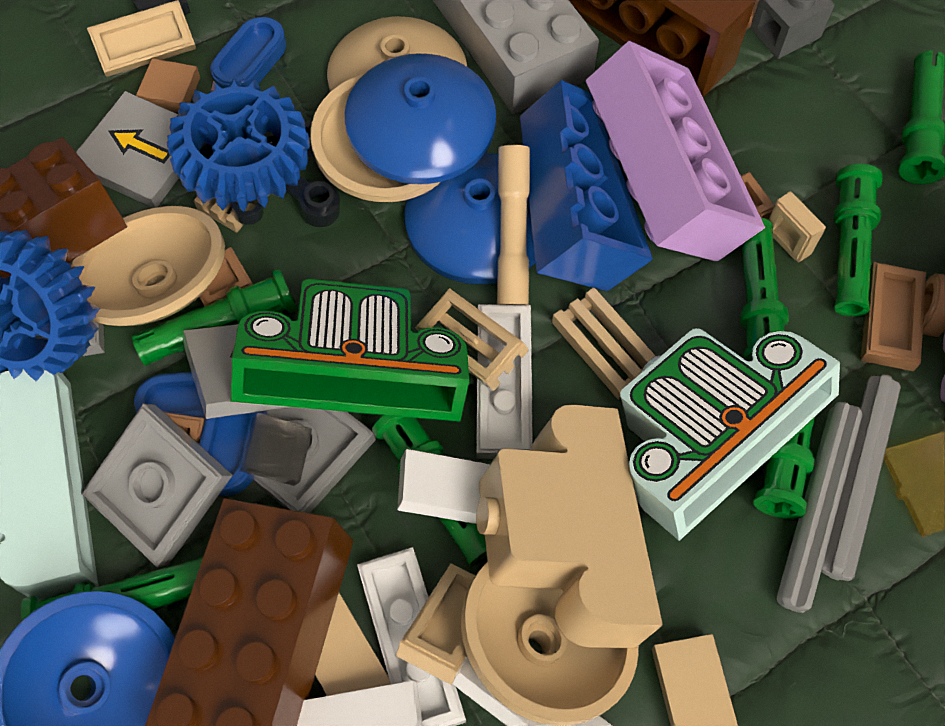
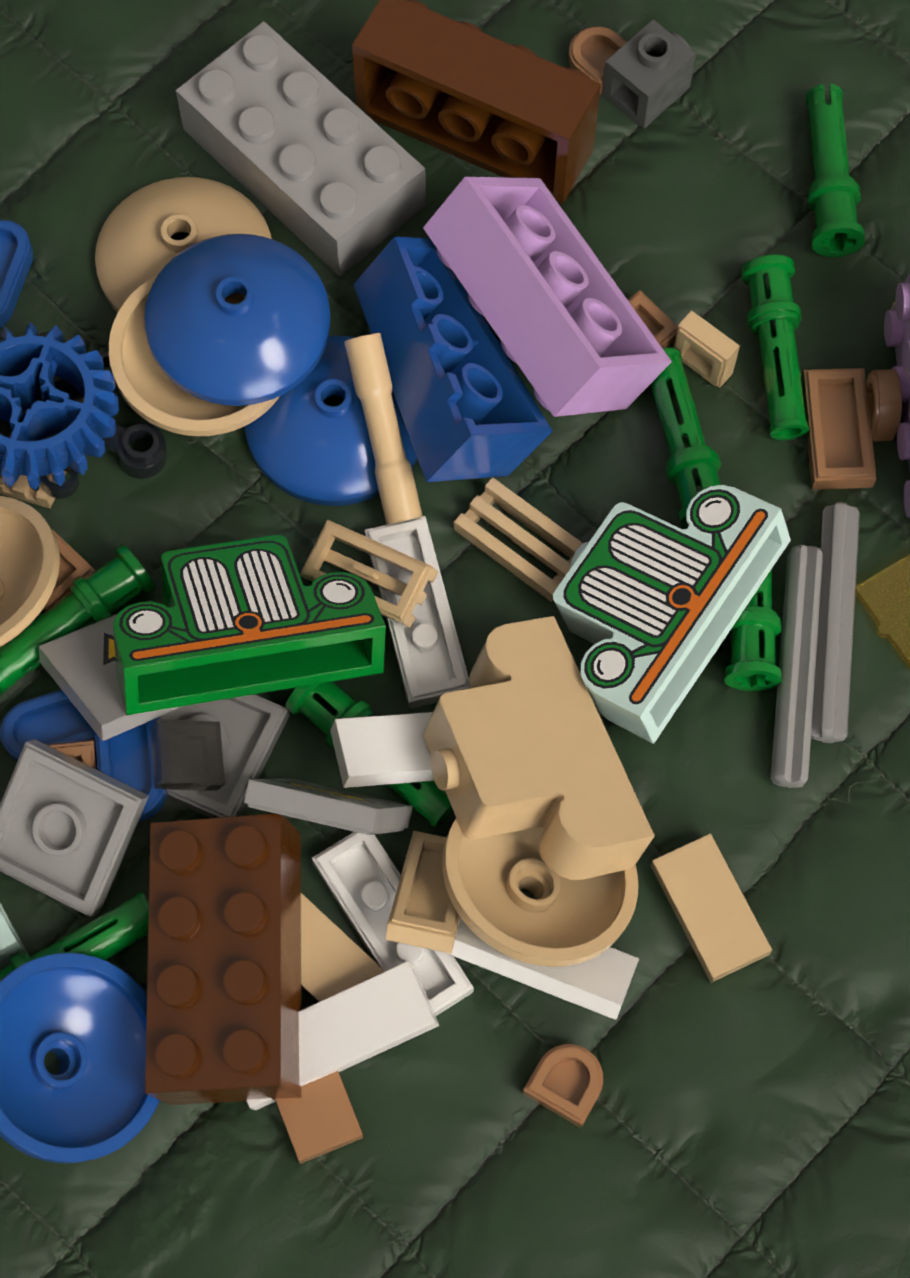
camera: 15 degrees left, 5 degrees up
(378, 522) = (327, 805): none -> light grey tile

